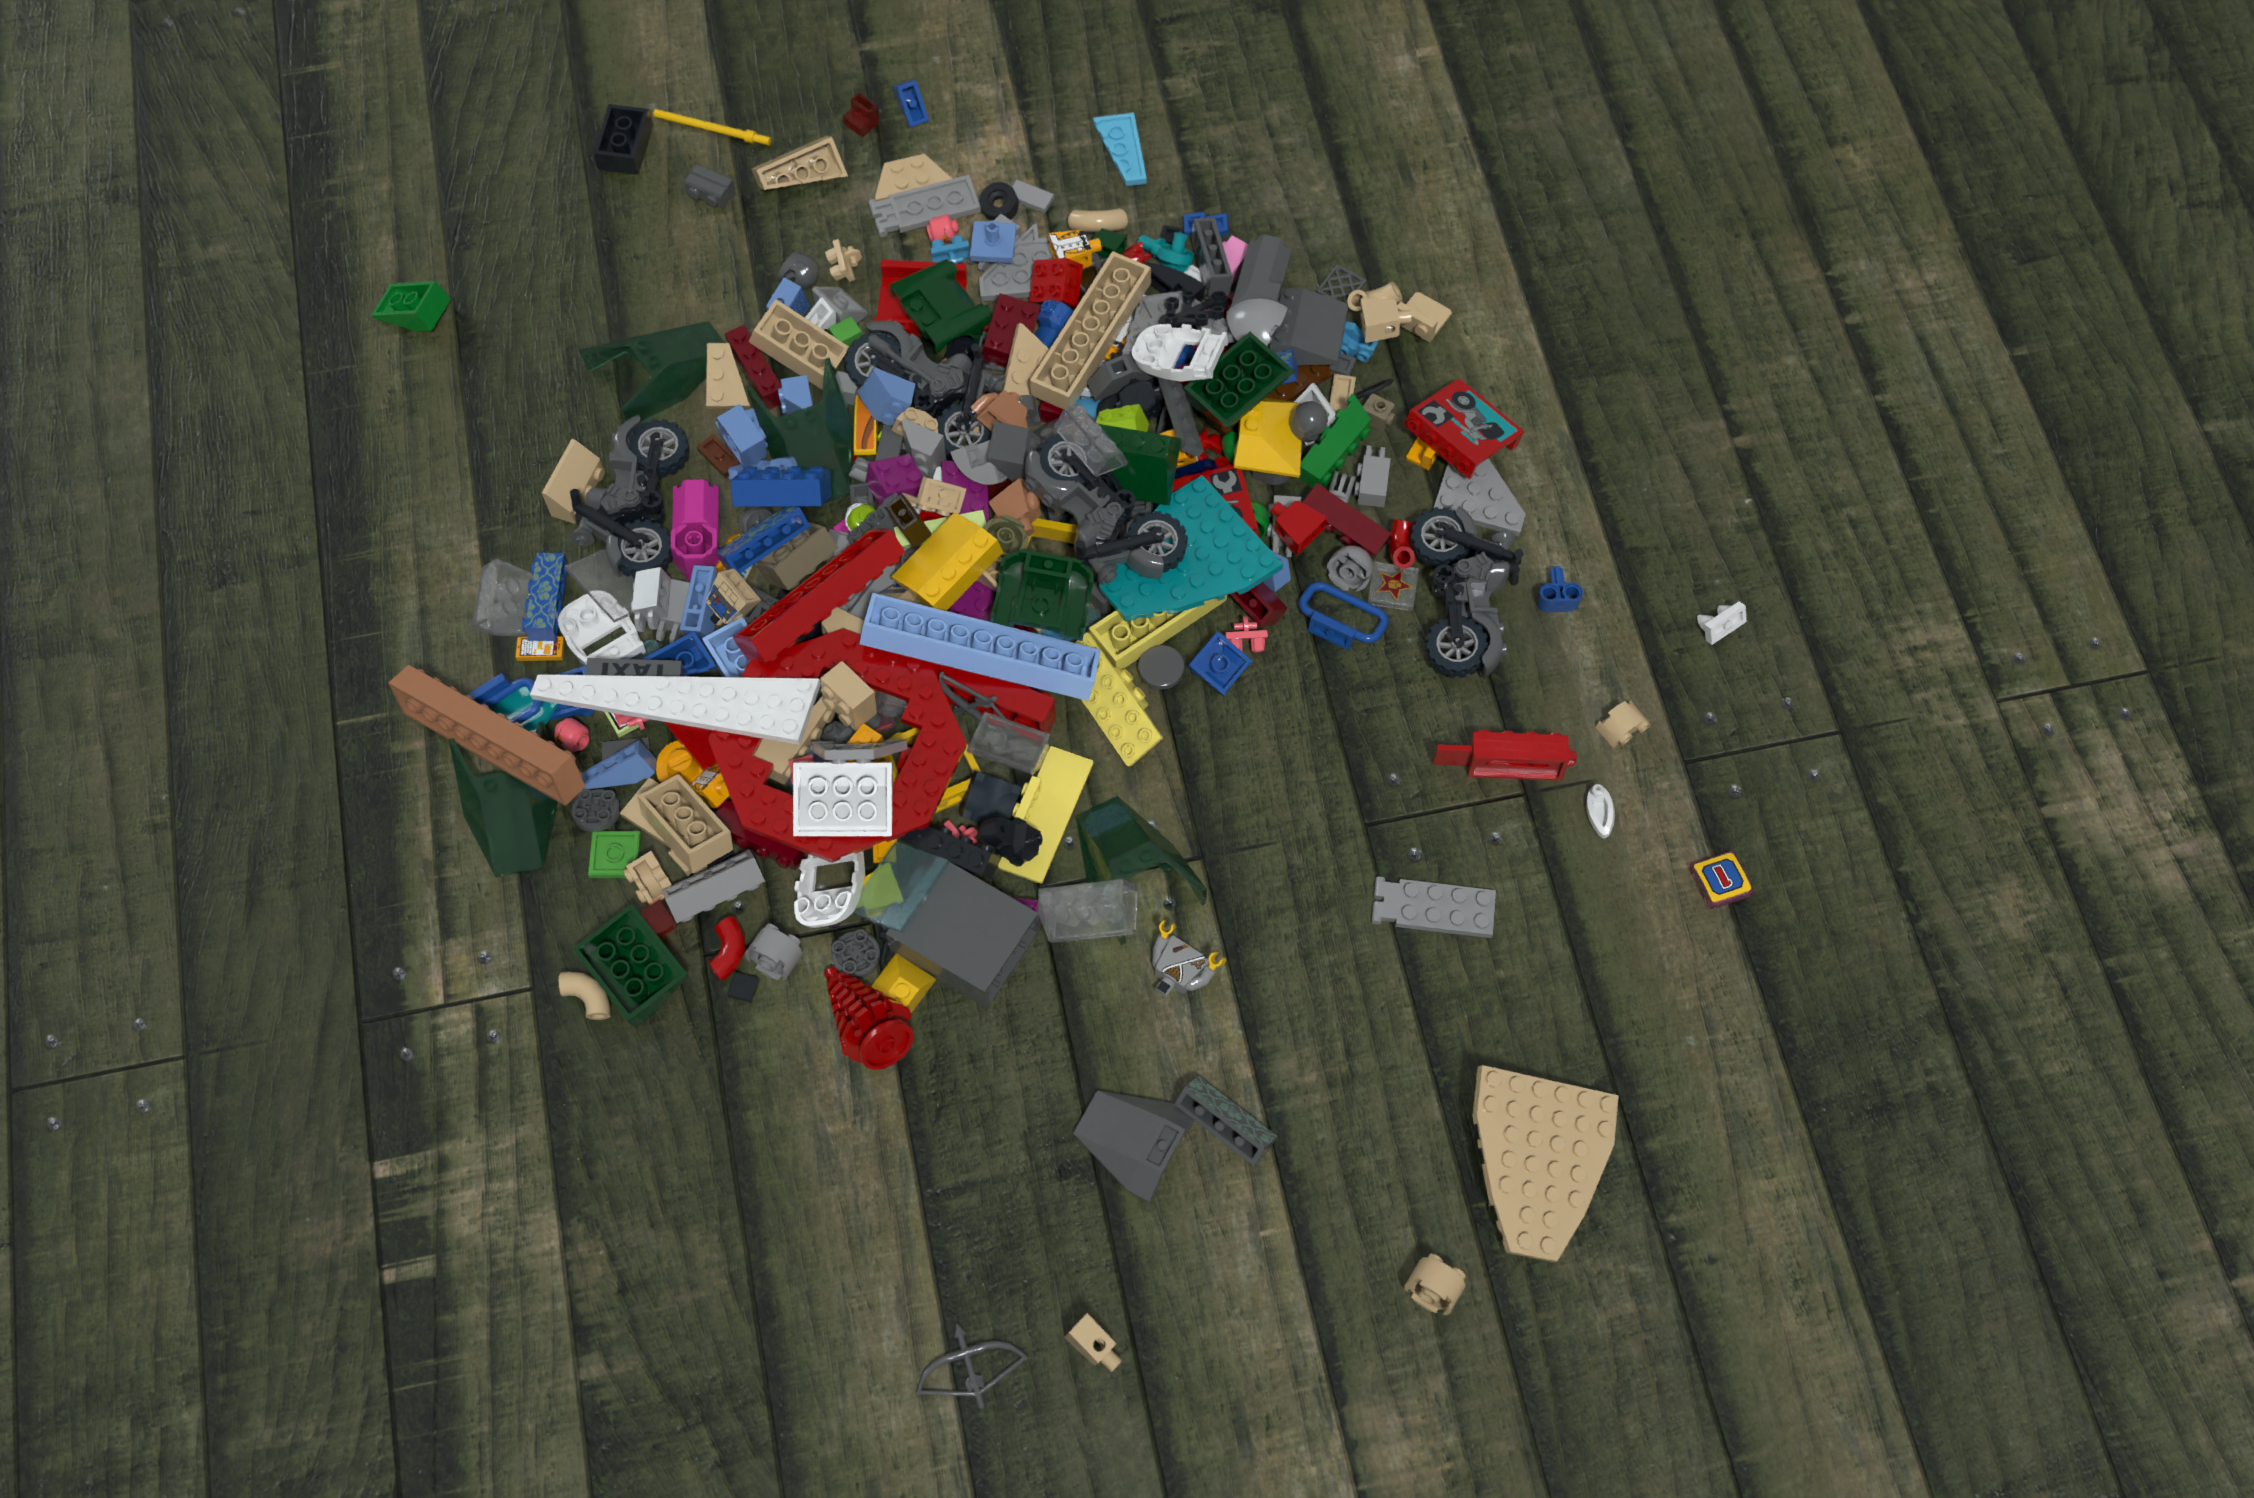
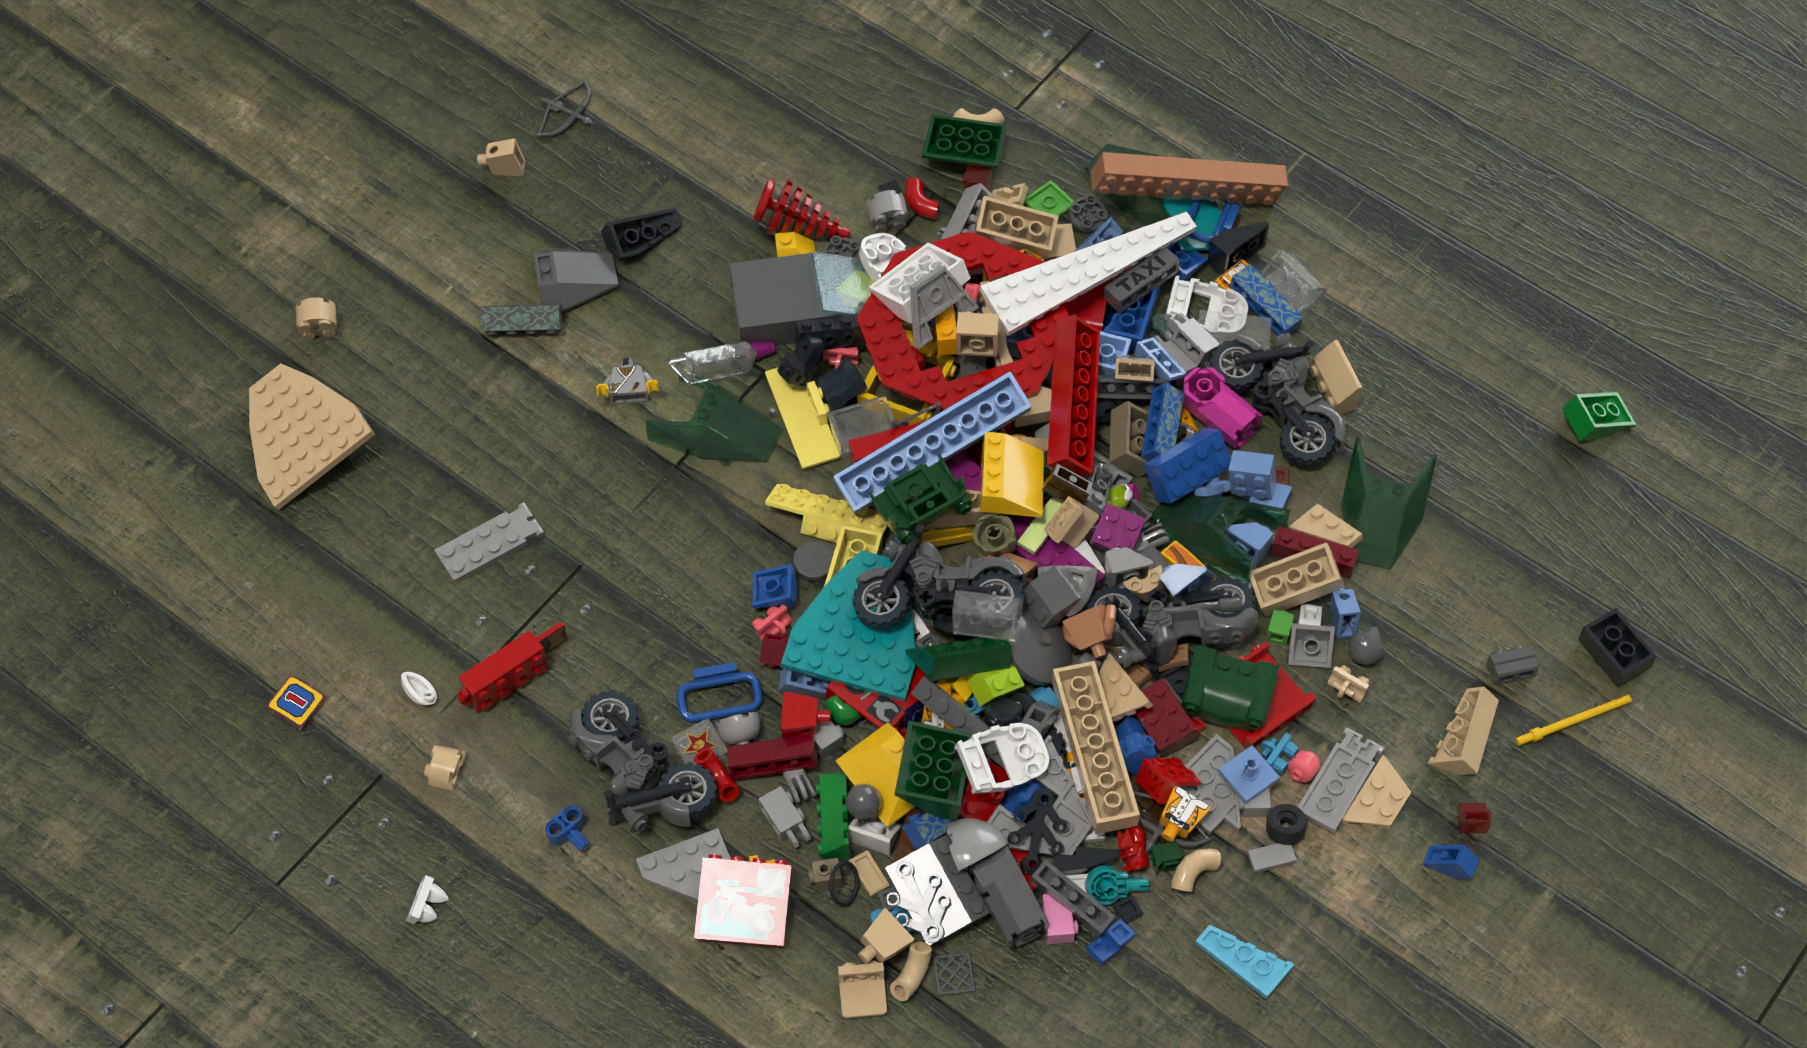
camera: 140 degrees right, 5 degrees down
(511, 657) = (1236, 244): none -> black slope
(1034, 1134) = (637, 233): none -> black wedge
(1339, 304) = (920, 904): none -> plant

